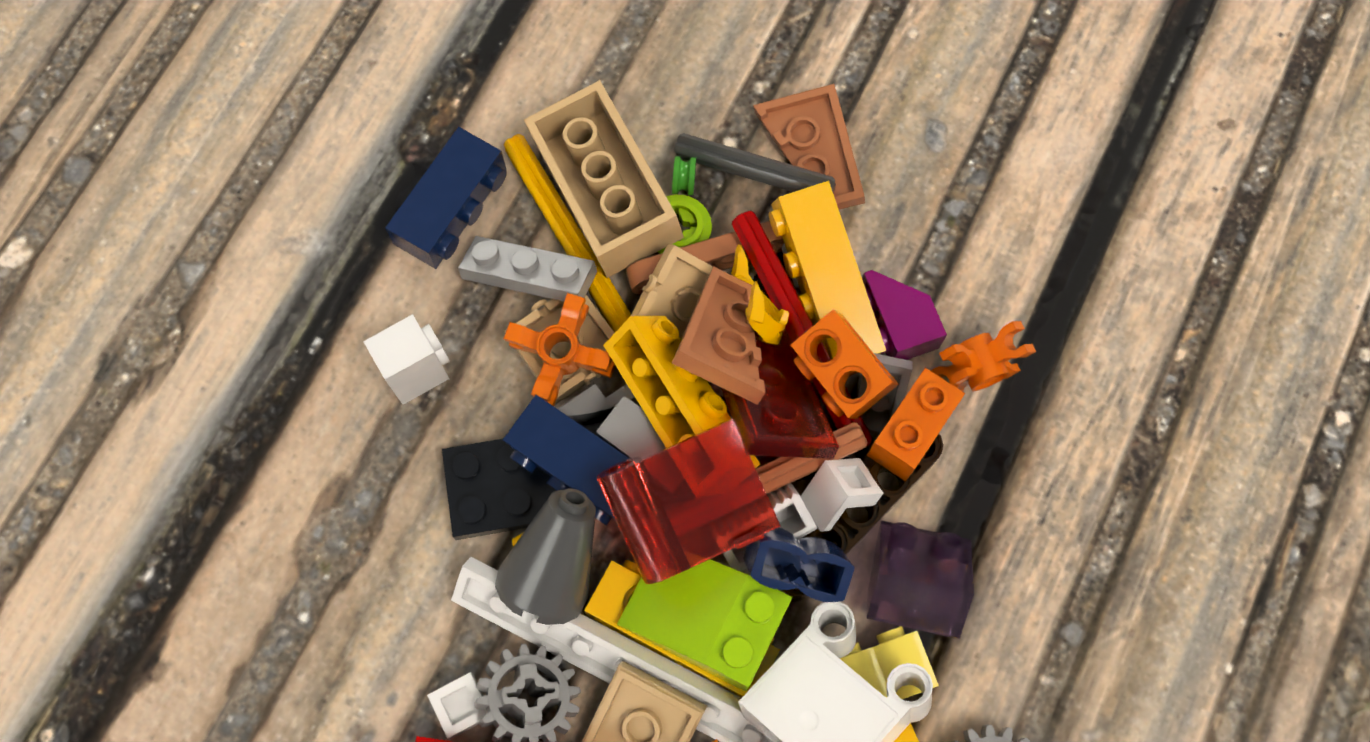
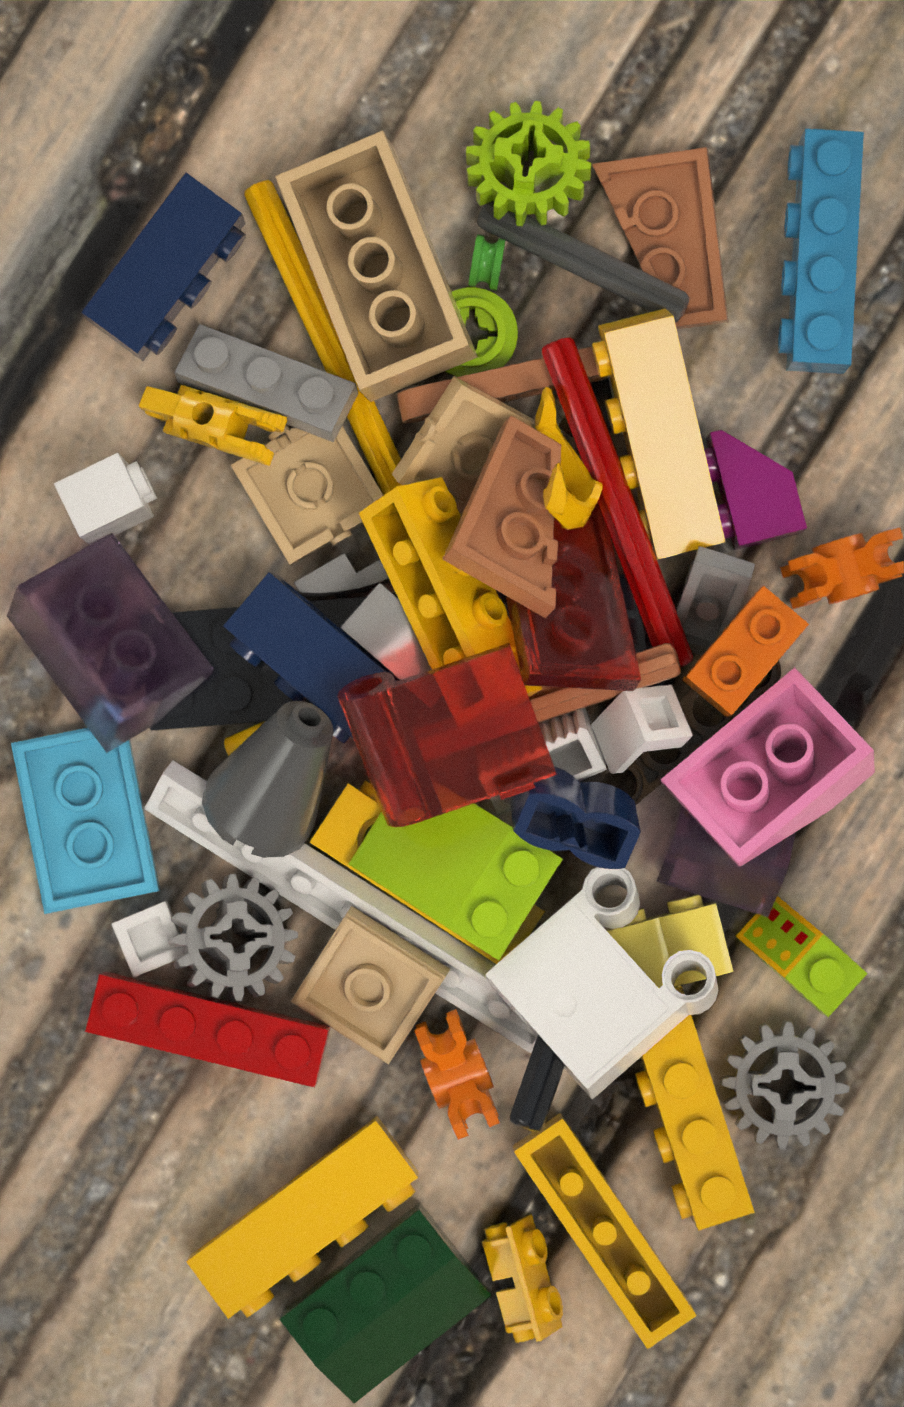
camera: 10 degrees right, 15 degrees up
(404, 612) = (84, 820): none -> medium azure tile
(414, 468) = (108, 641): none -> clear purple slope
(488, 299) = (212, 420): none -> yellow hinge
(541, 343) = (291, 534): orange pin -> none
(727, 107) = (502, 153): none -> lime gear
(851, 358) = (675, 560): orange brick -> none
(928, 147) = (824, 251): none -> dark azure brick
(949, 515) = (771, 769): none -> bright pink slope
(992, 671) = (802, 956): none -> lime slope

